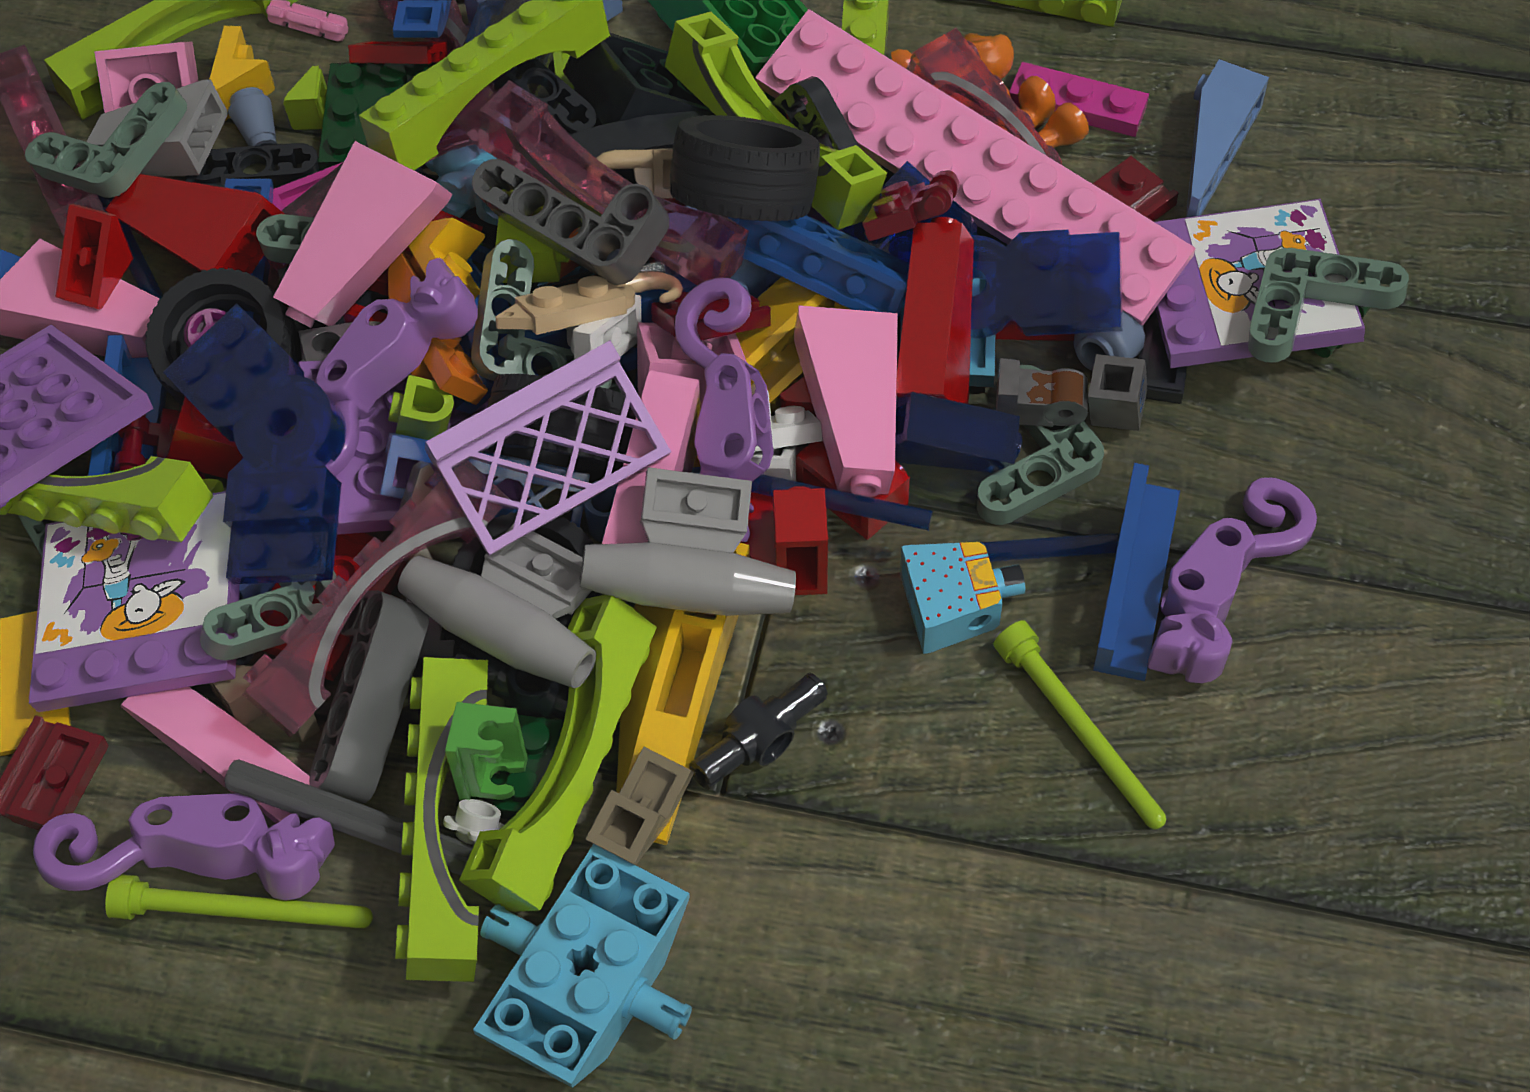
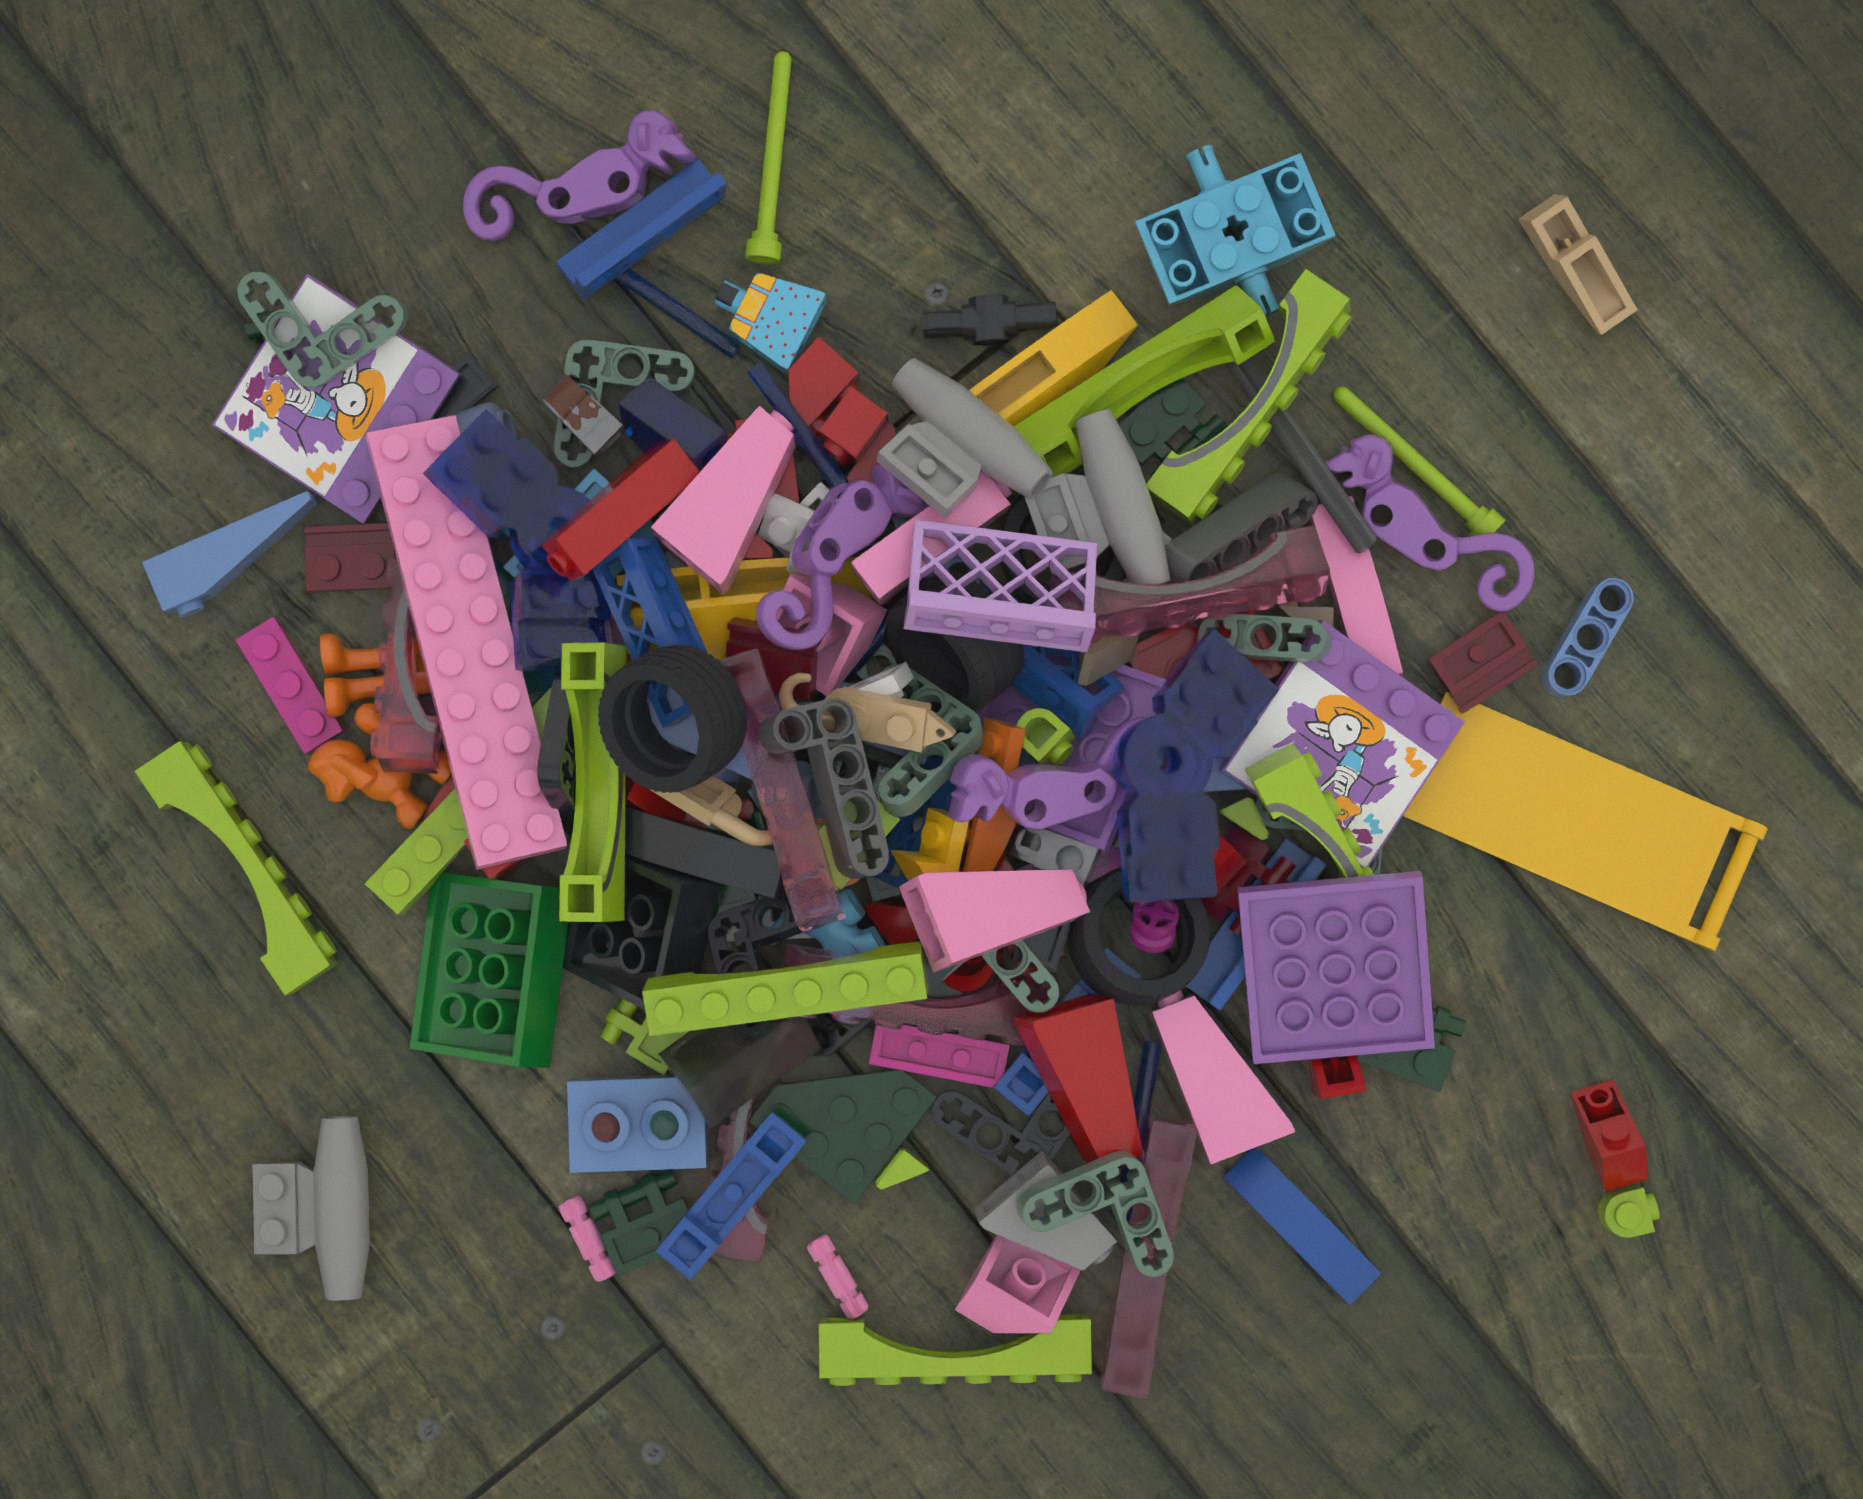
camera: 145 degrees left, 30 degrees up
(91, 257) = (1194, 1086): red slope -> none
(236, 67) = (950, 1241): yellow slope -> none
(253, 116) = (958, 1183): sand blue cone -> none
(397, 52) = (815, 1171): red tile -> none
(472, 818) = (1219, 399): white plate -> none
(482, 743) = (1198, 419): bright green hinge -> none
(643, 807) = (1120, 310): dark tan slope -> none
(867, 567) = (819, 383): none -> red slope
(905, 205) = (580, 606): dark red plate -> none
(1117, 392) = (523, 376): flat silver brick -> none

